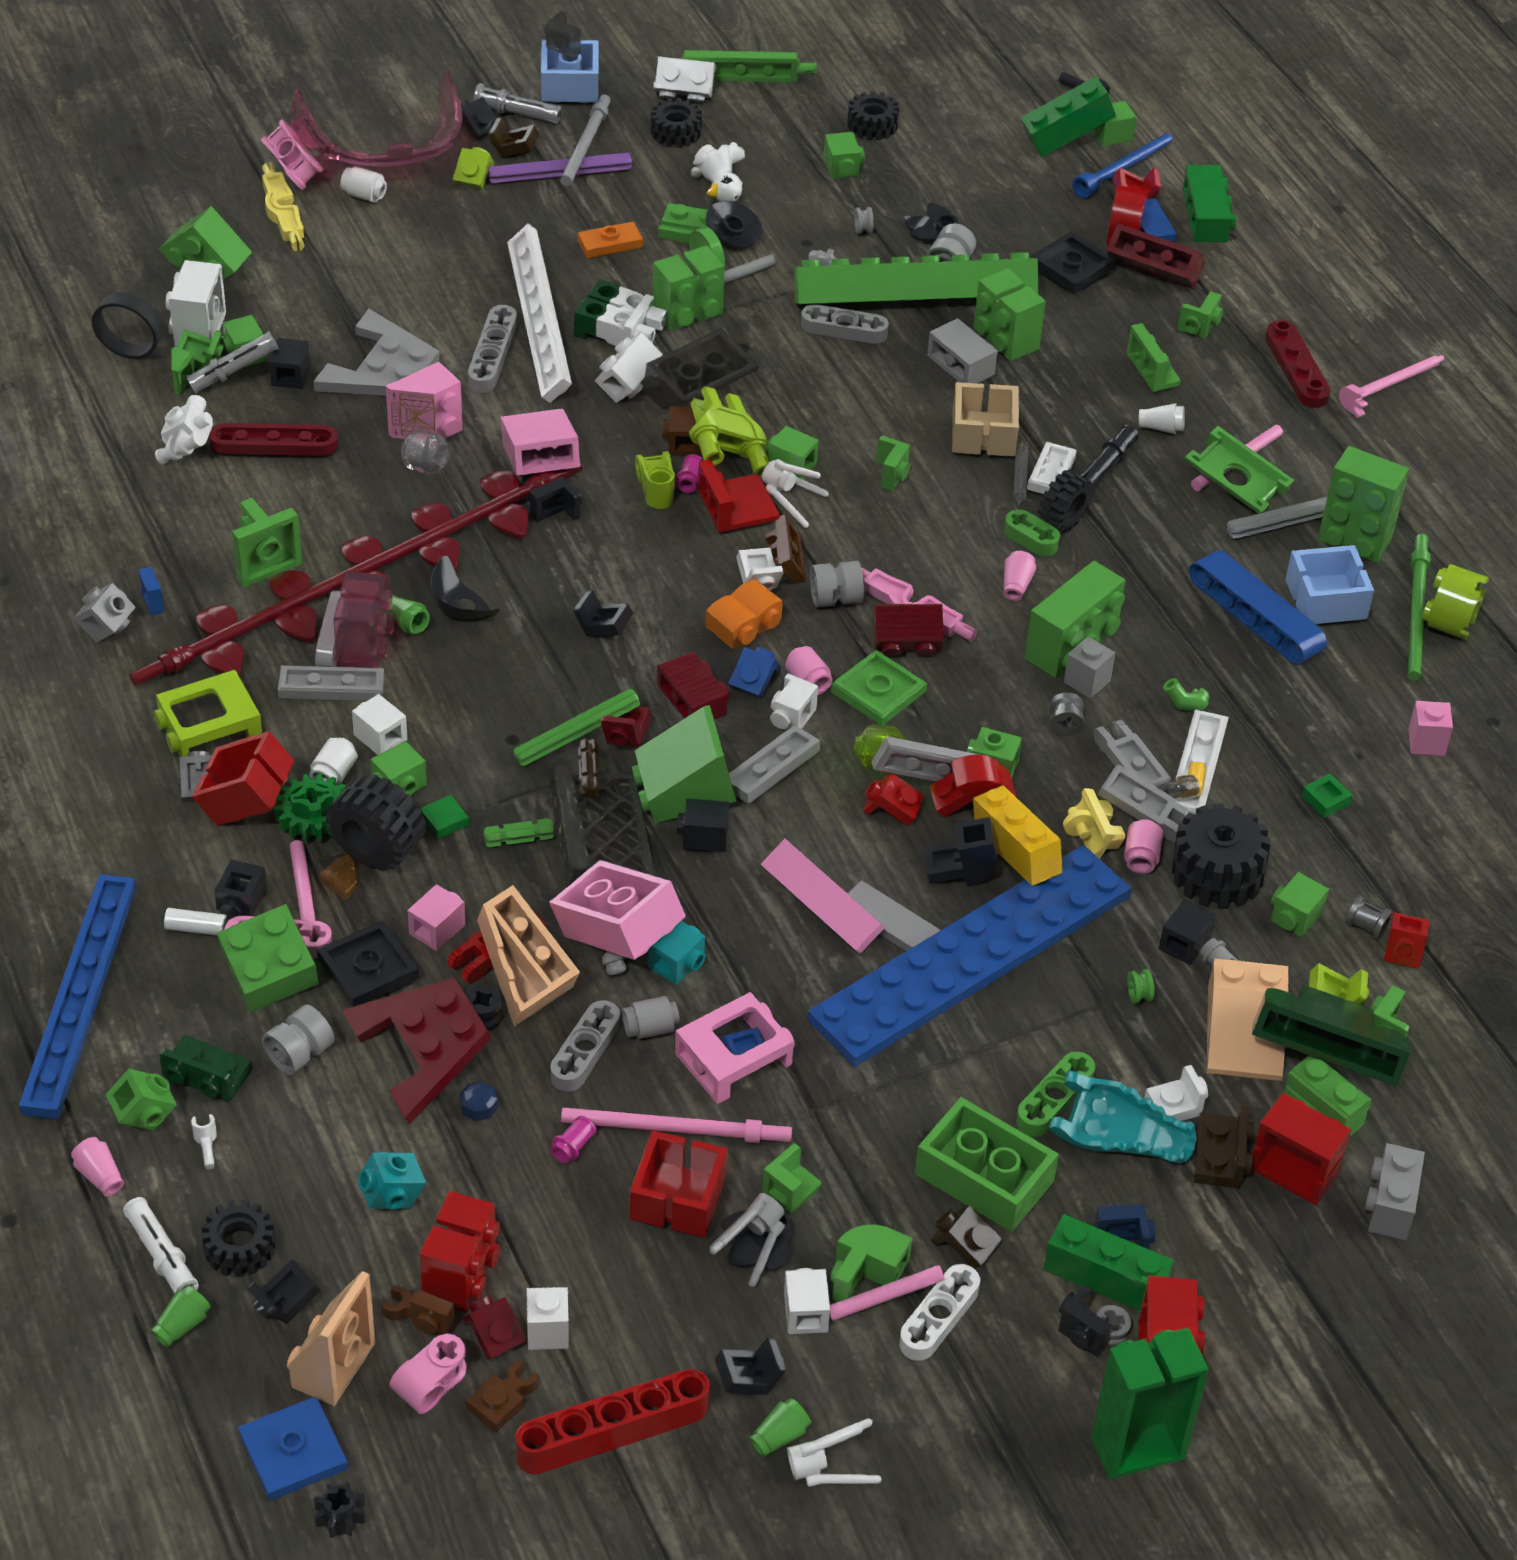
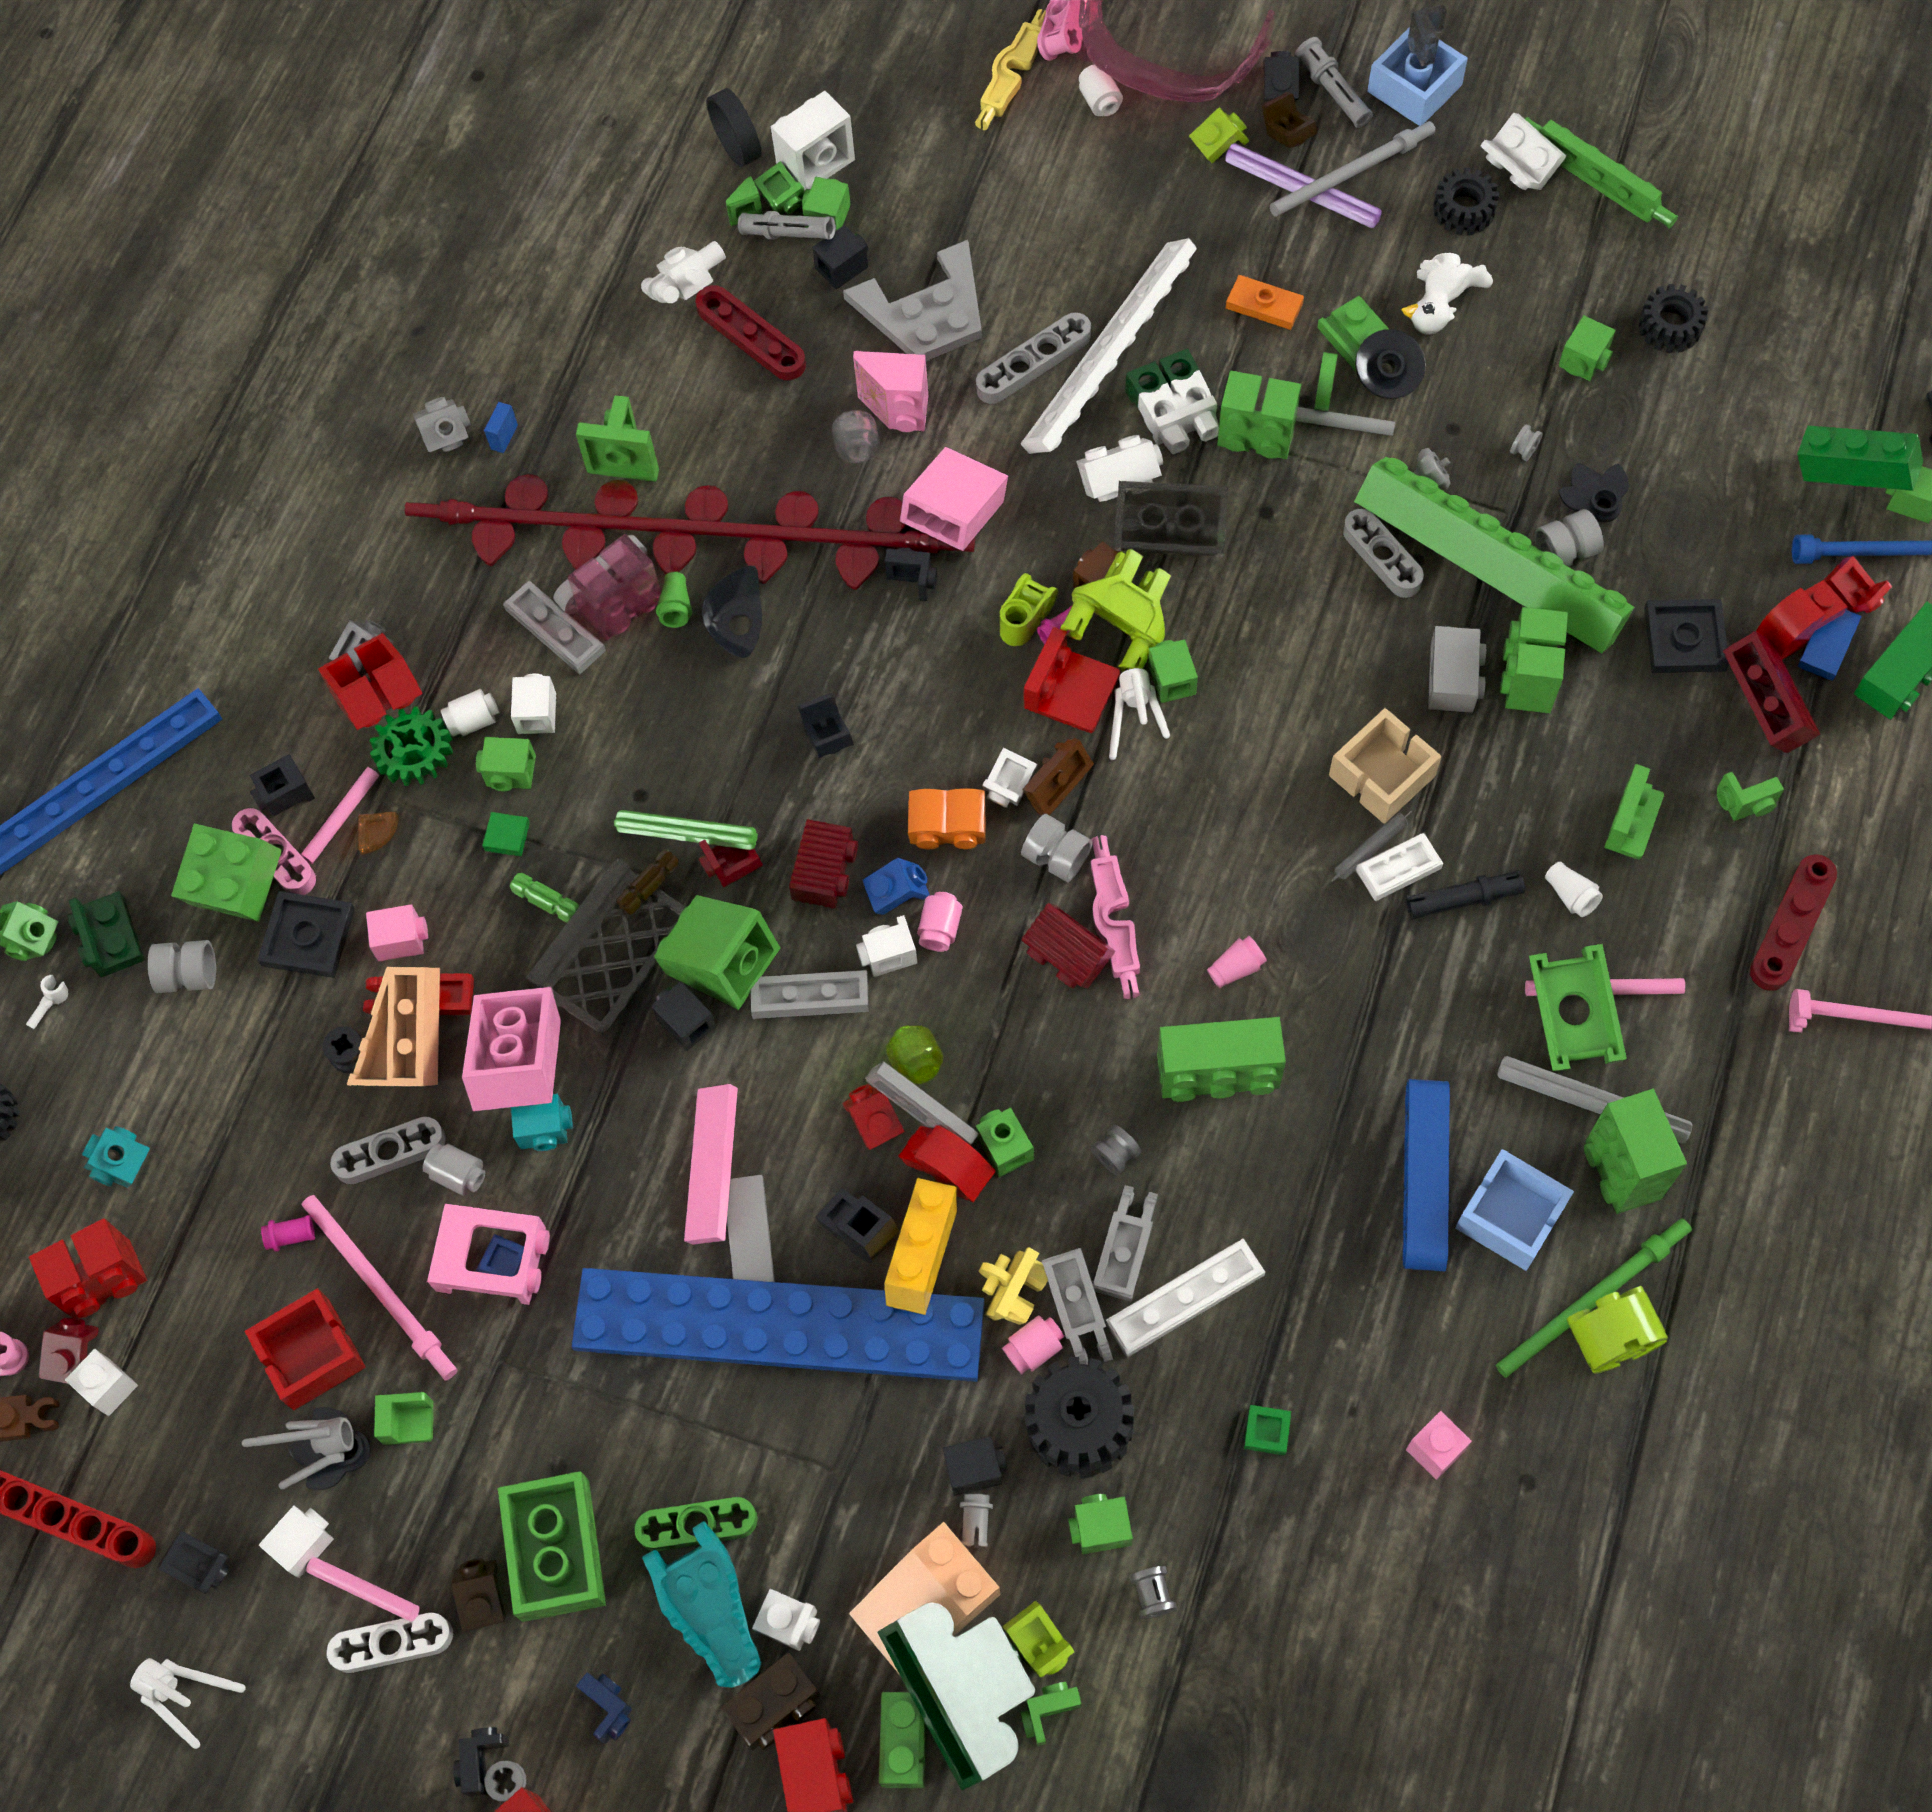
camera: 50 degrees right, 20 degrees up
(194, 921) = (228, 786): white hinge -> none
(206, 240) = (890, 80): bright green brick -> none
(233, 696) = (447, 600): lime window -> none
(375, 822) = (419, 807): black tyre -> none
(426, 1311) = (31, 1301): reddish brown plate -> none
(438, 1031) = (281, 1050): dark red wing -> none
(478, 1101) = (261, 1133): dark blue tile -> none
(781, 1426) = (166, 1635): bright green cone -> none
(868, 1253) = (387, 1542): bright green brick -> none
(878, 687) = (990, 984): bright green tile -> none
(894, 458) = (1255, 753): bright green bracket -> none
(1032, 532) = (1298, 924): bright green beam -> none
(1066, 500) = (1358, 918): black tyre -> none
(1089, 667) = (1188, 1117): light grey brick -> none
(1103, 1261) = (549, 1729): green brick -> none
(1140, 986) = (874, 1484): bright green bush -> none
(1183, 700) = (1243, 1220): bright green arm -> none
(1188, 785) = (1137, 1319): clear smoke arm -> none
(1406, 940) = (1165, 1643): red bracket -> none

